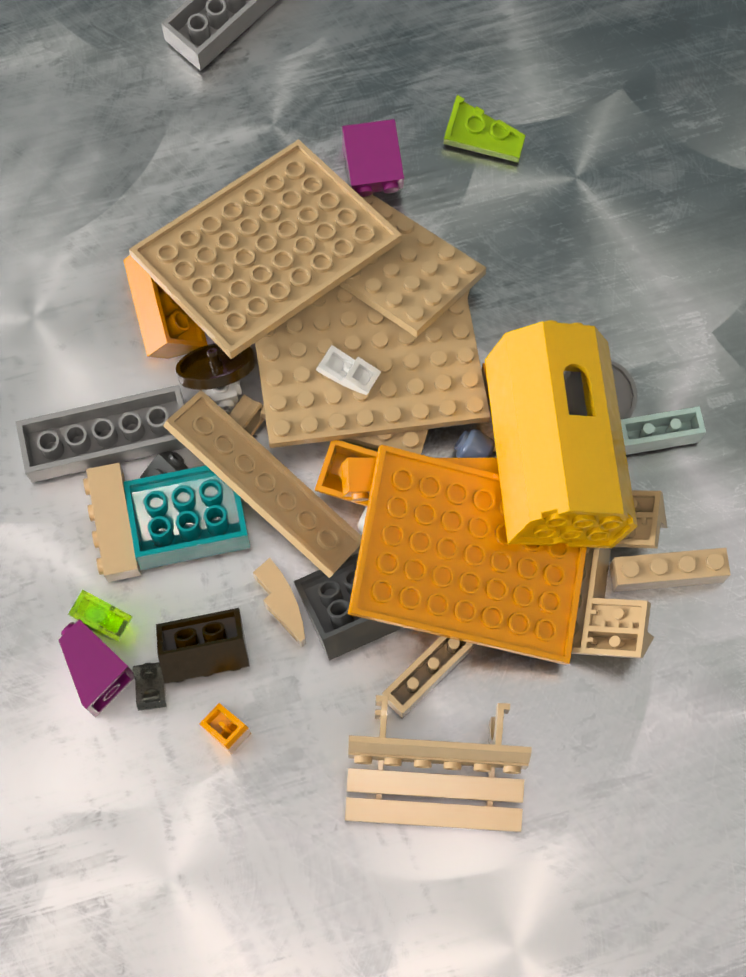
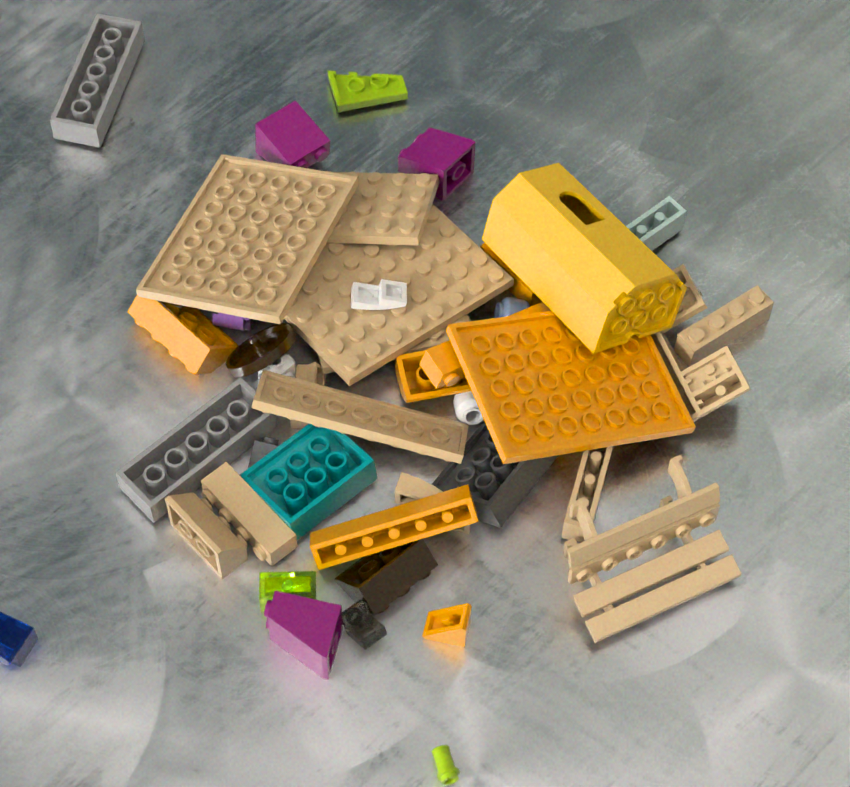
camera: 30 degrees left, 15 degrees down
(66, 520) = (206, 532): none -> tan slope
(143, 858) = (447, 771): none -> lime pin
(226, 611) = (393, 527): none -> light orange brick
(502, 247) = (440, 154): none -> magenta slope

